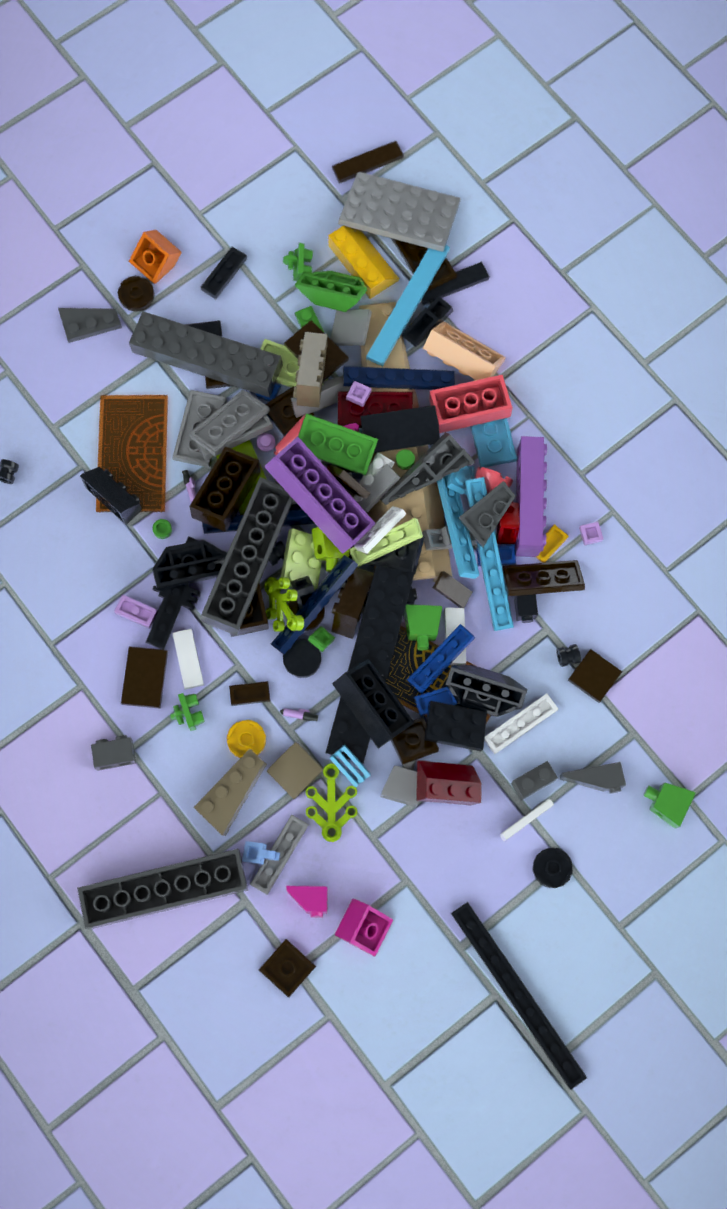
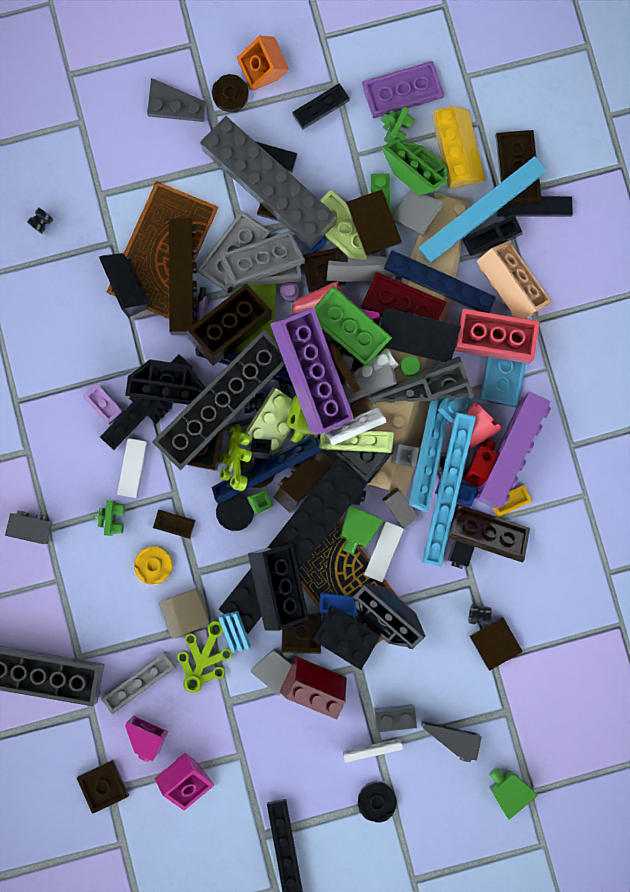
camera: 25 degrees right, 10 degrees up
(144, 677) = (86, 468): dark brown tile -> none
(161, 467) = (182, 275): none -> dark brown brick
(162, 529) = (159, 334): bright green tile -> none
(229, 794) = (112, 613): dark tan wedge -> none
(257, 852) = (117, 675): light blue plate -> none
(289, 230) = (402, 88): none -> medium lavender tile
(300, 714) = (212, 563): piece -> none
(311, 369) = (358, 241): dark tan wedge -> none
(358, 393) = (393, 283): lavender plate -> none
(367, 161) = (507, 48): dark brown tile -> none
(399, 211) = (515, 113): light grey plate -> none
(441, 658) = (360, 569): blue tile -> none
(487, 512) = (461, 453): dark grey wing -> none
(520, 723) = (407, 659): white plate -> none
(591, 533) = (554, 508): lavender plate -> none

